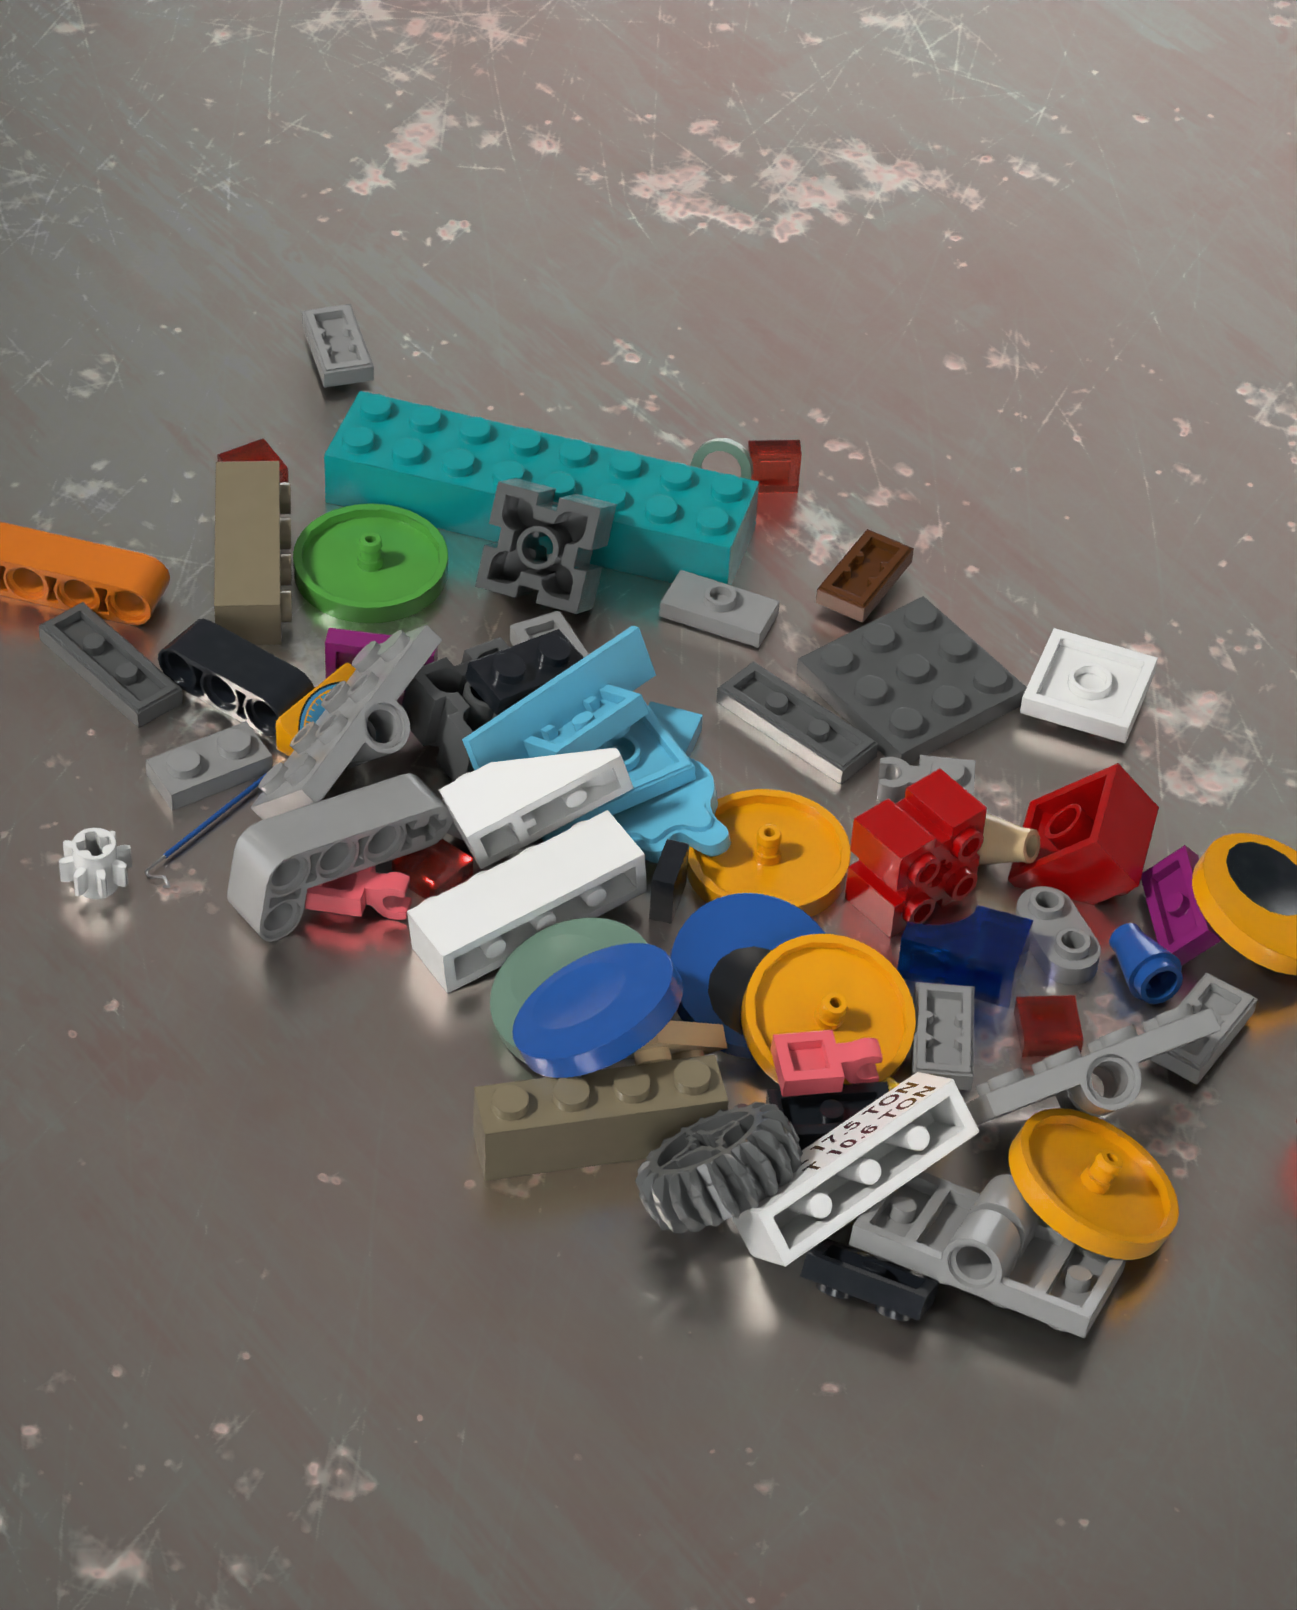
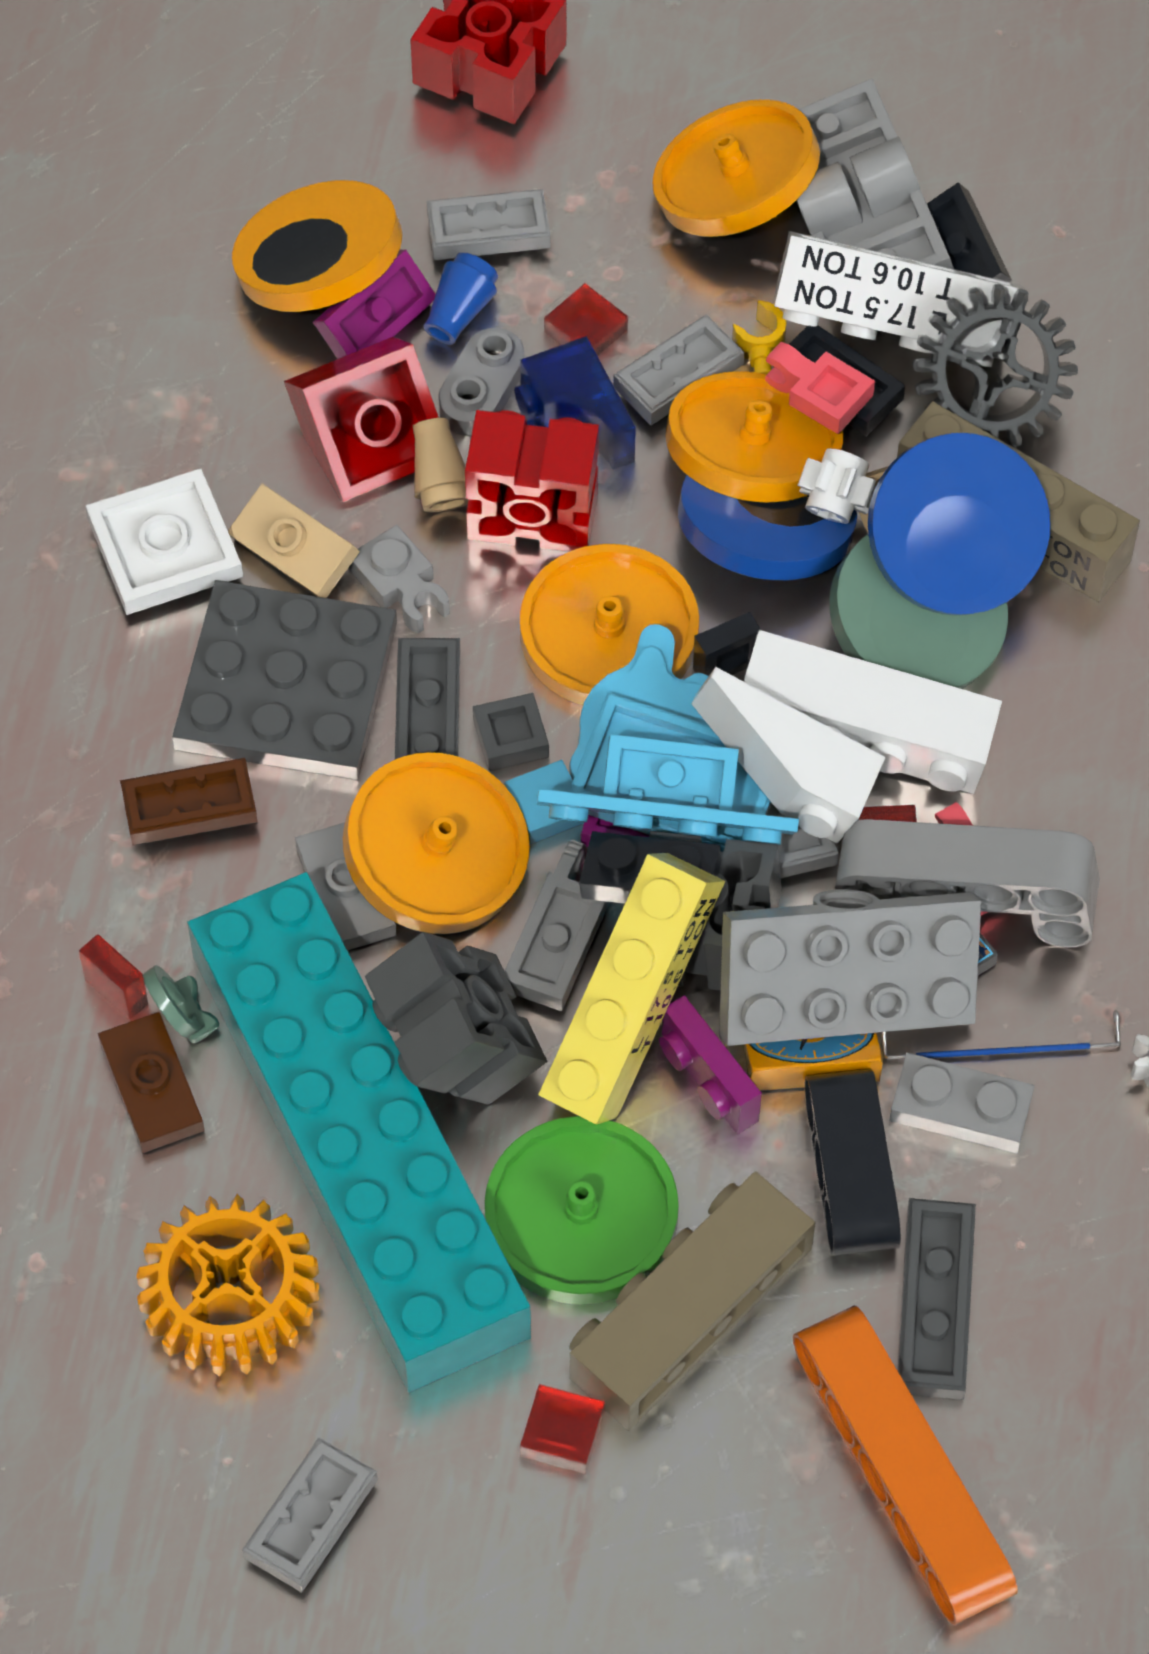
camera: 130 degrees left, 15 degrees up
(459, 603) = (631, 987): none -> light yellow brick
(514, 384) = (256, 1244): none -> light orange gear
(679, 445) = (151, 1082): none -> reddish brown plate
(704, 643) = (435, 843): none -> light orange piece
(715, 985) = (837, 485): none -> white gear
(741, 753) = (511, 731): none -> dark grey tile
(1016, 740) = (293, 542): none -> tan plate
(1111, 1058) = (648, 210): light grey plate -> none

